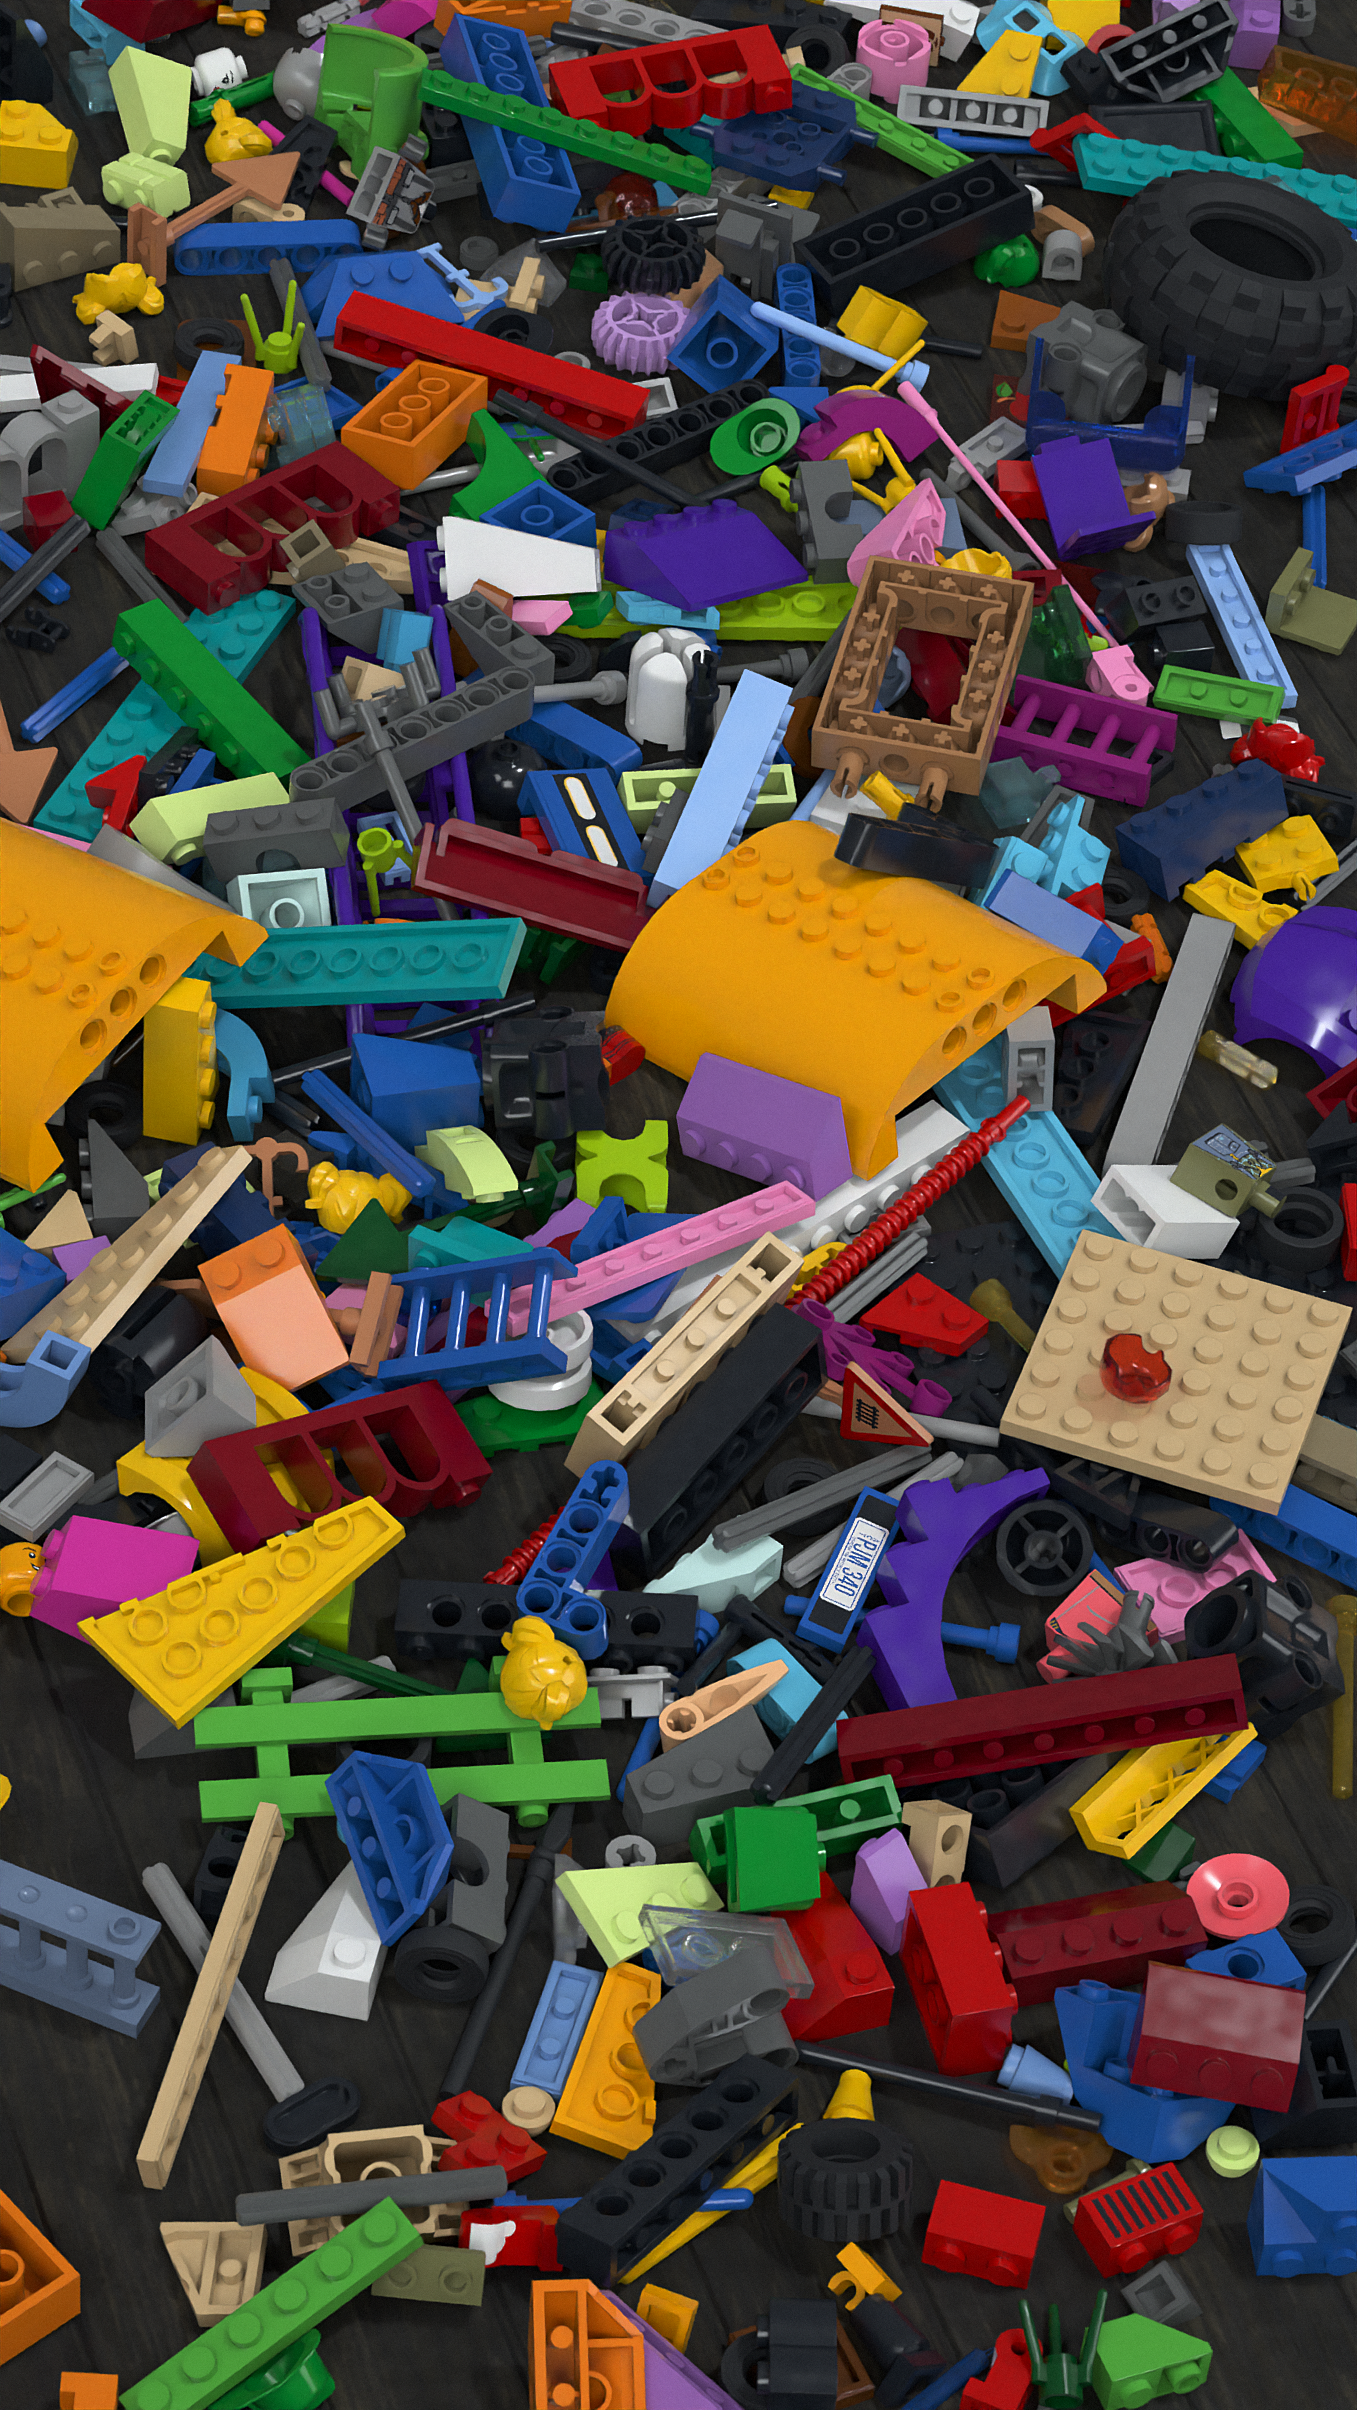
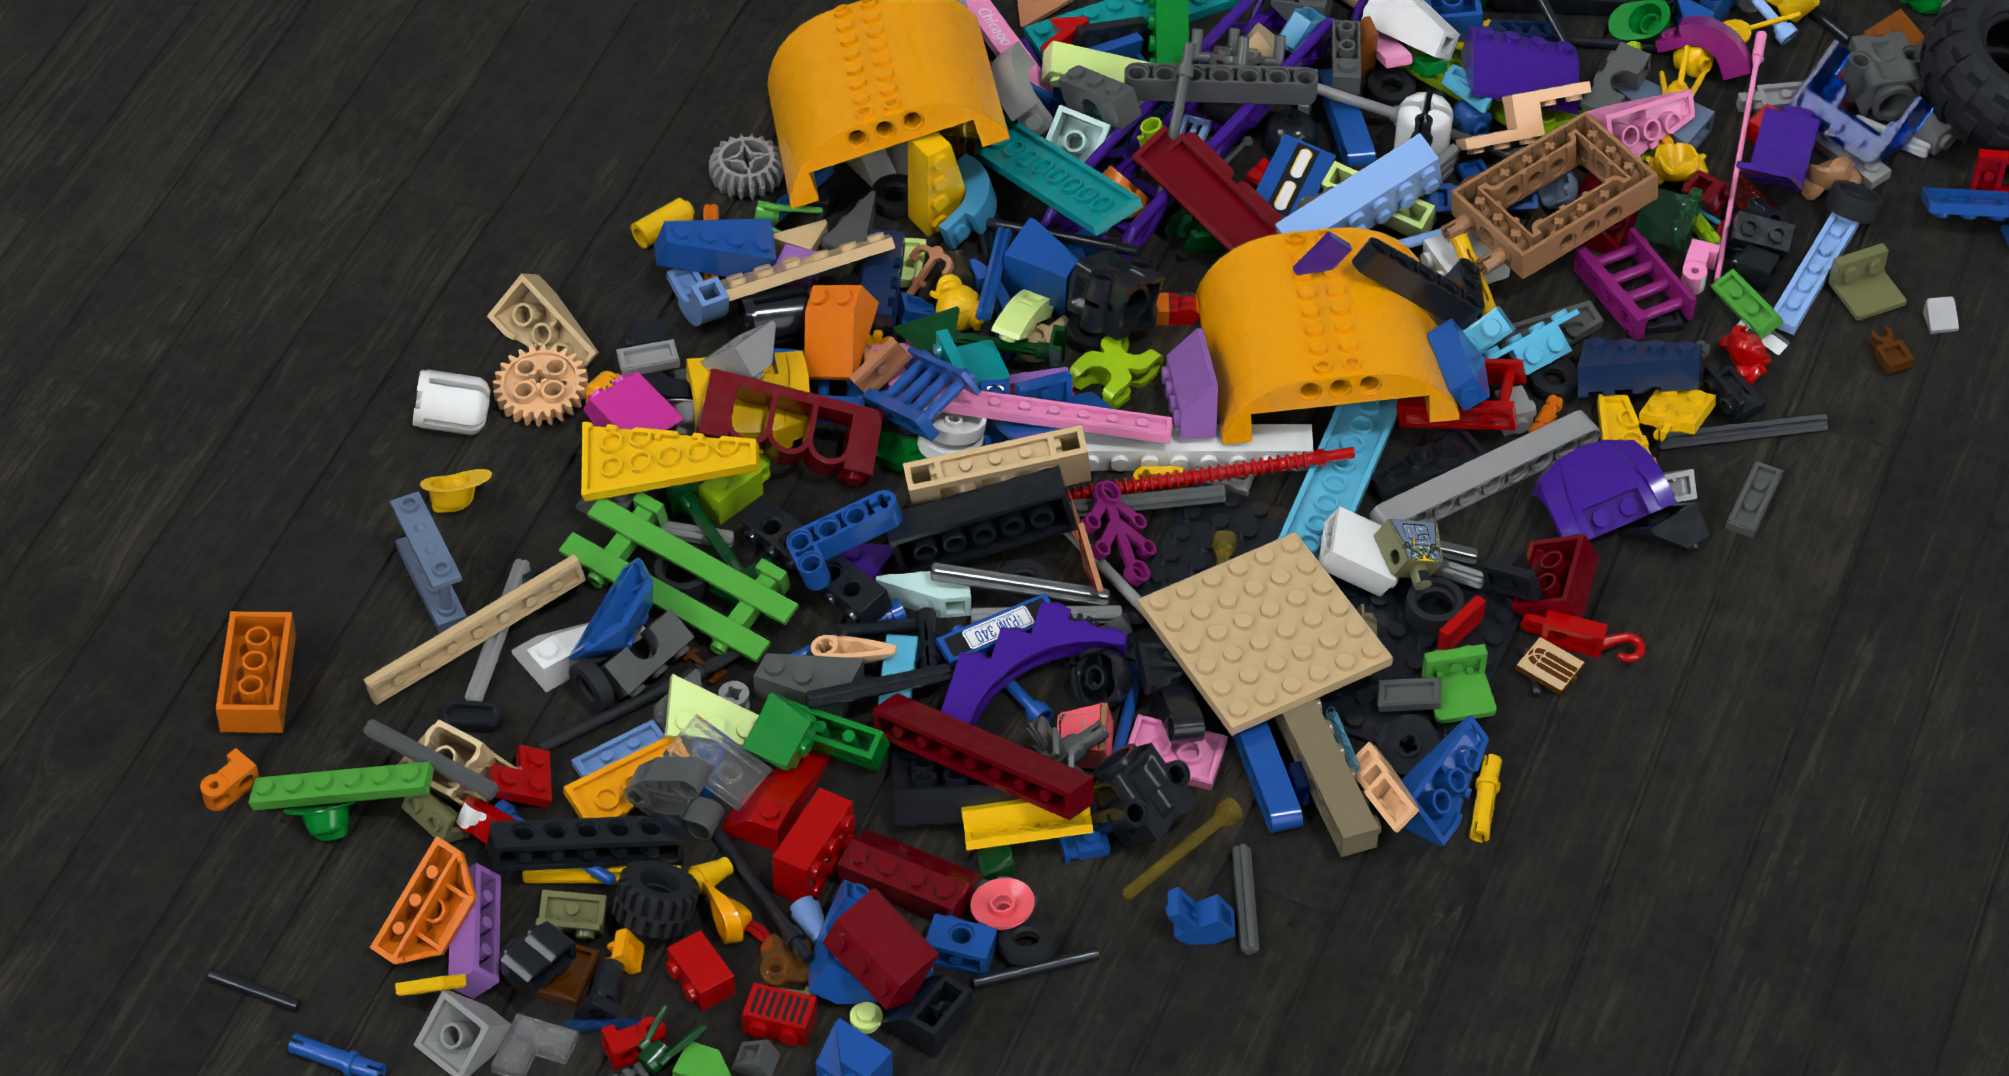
camera: 45 degrees right, 5 degrees up
(216, 2264) = (356, 750): tan wing -> none
(529, 2109) = (563, 775): tan plate -> none
(540, 1674) = (762, 581): yellow hair -> none
(648, 1691) = (815, 618): light grey hinge -> none
(668, 2314) = (517, 907): light orange tile -> none
(743, 2277) = (574, 912): none -> olive bracket
(770, 606) = (1523, 117): none -> light nougat bracket
(796, 872) = (1323, 255): none -> dark purple tile
(881, 1887) = (832, 773): medium lavender slope -> none
(927, 1317) = (1183, 532): red wing -> none
(938, 1840) = (874, 781): tan leg -> none
(946, 2141) = (732, 918): none -> light orange piece
(1013, 792) = (1563, 290): clear light blue brick -> none
(1017, 560) = (1719, 168): dark grey piece -> none
(1029, 1059) = (1371, 430): light grey brick -> none
(1132, 1371) = (1219, 611): clear red hair -> none
(1238, 1059) = (1521, 503): clear yellow axle -> none
(1315, 532) = (1923, 247): blue axle -> none

